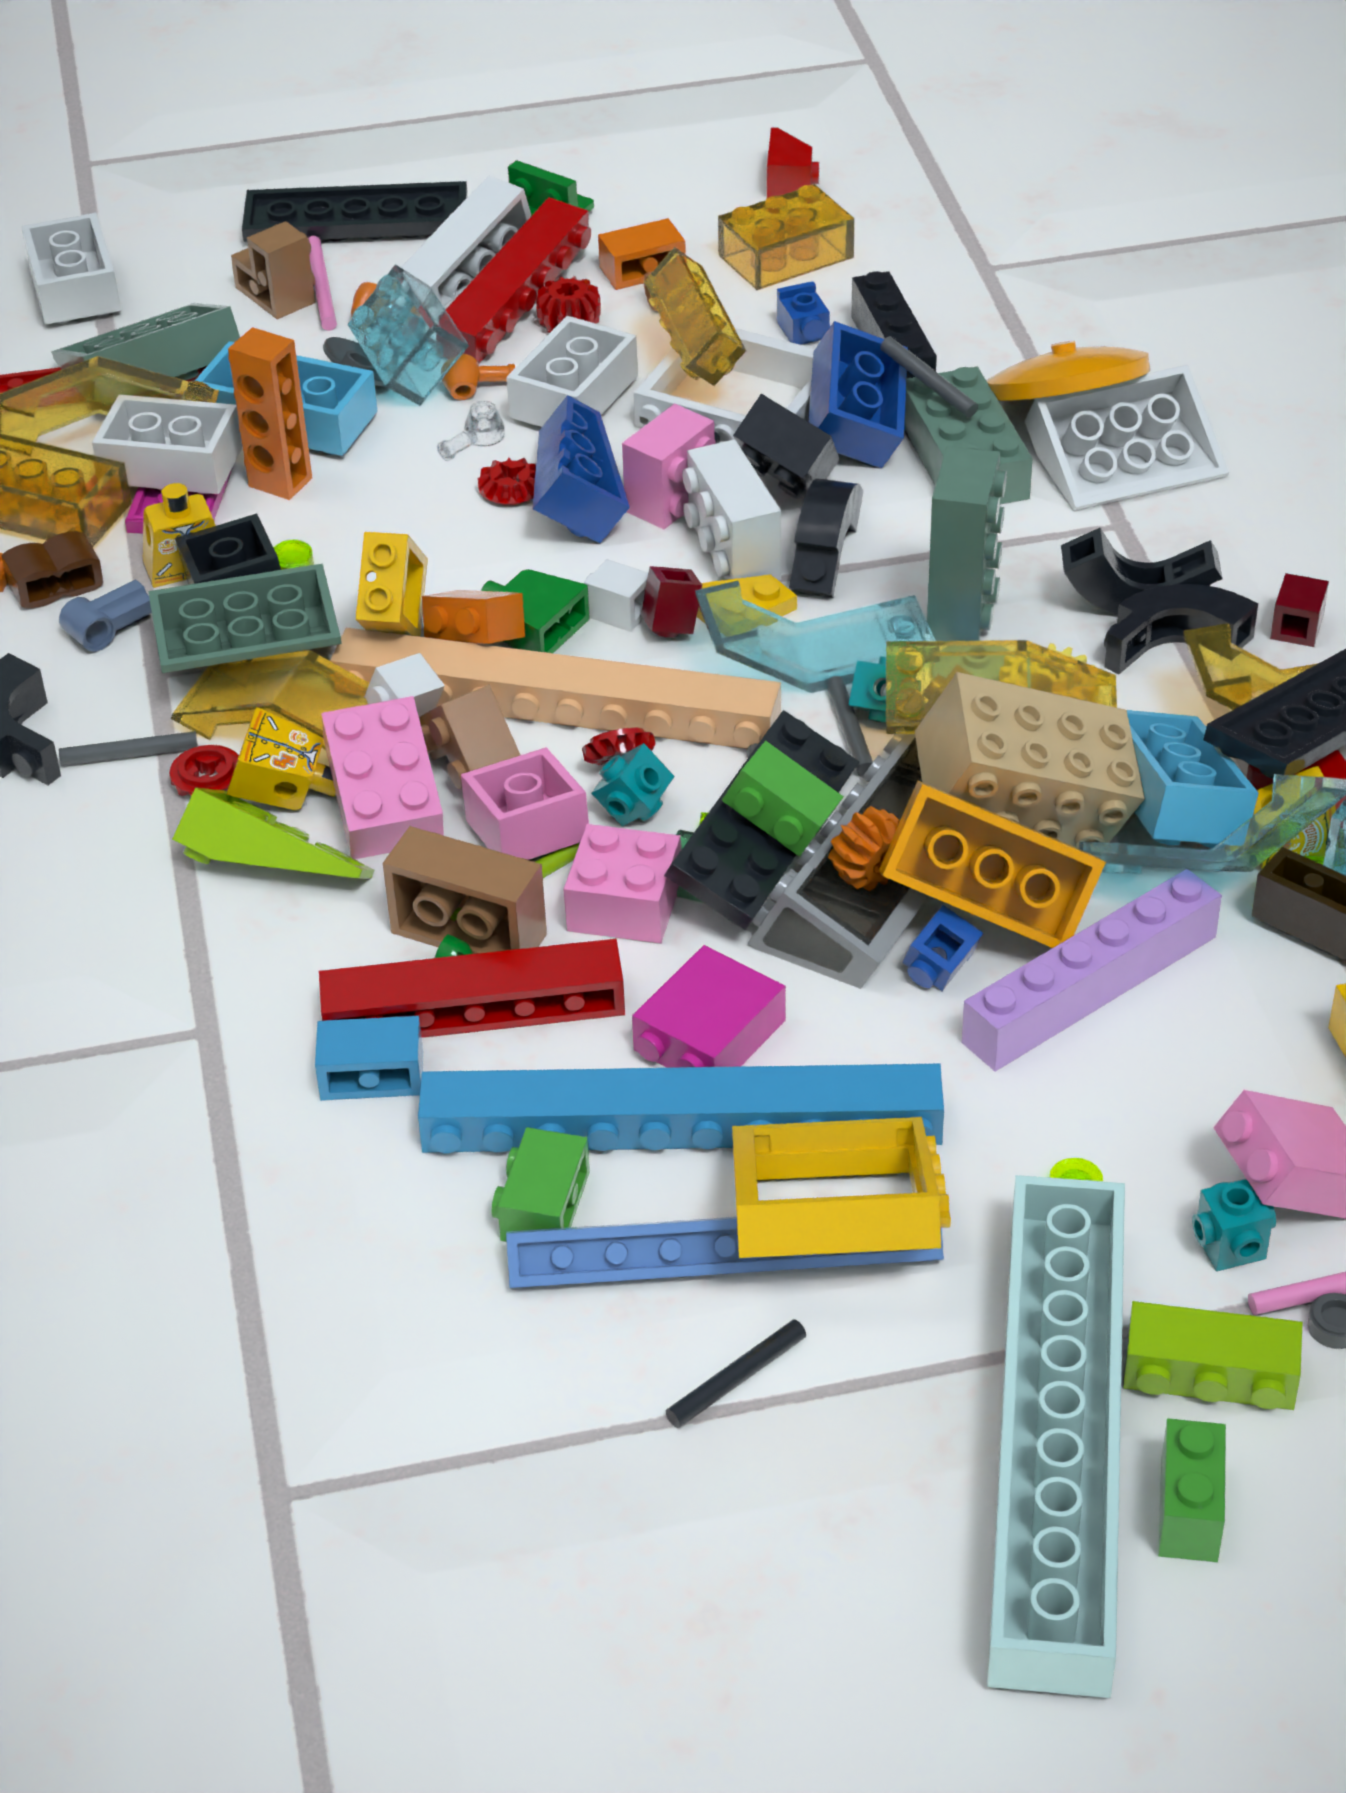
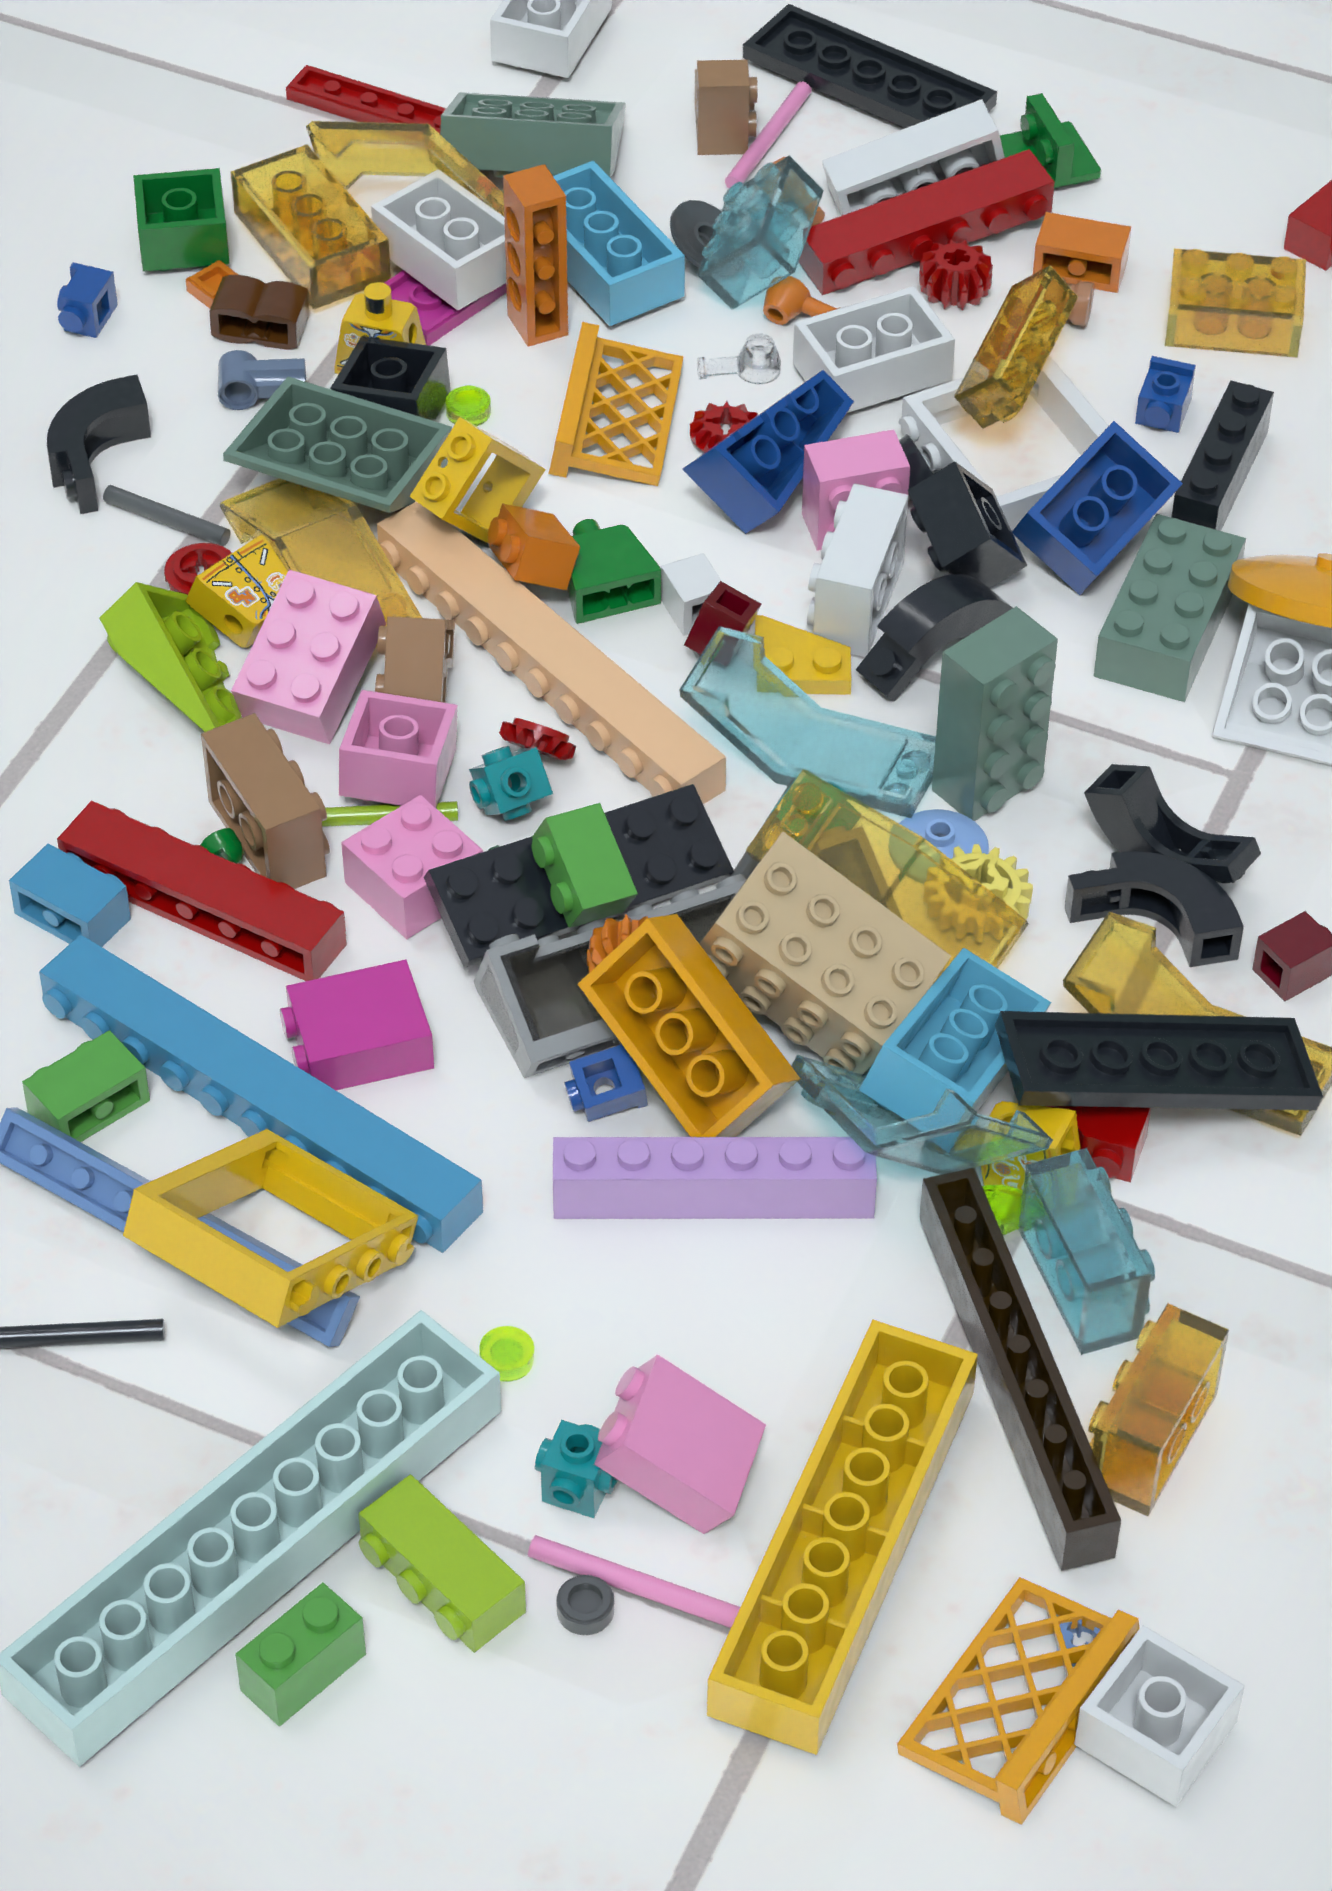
camera: 35 degrees right, 5 degrees up
(386, 514) = (579, 409): none -> light orange fence
(404, 679) = (399, 582): white brick -> none
(929, 377) = (1163, 525): dark grey bar -> none

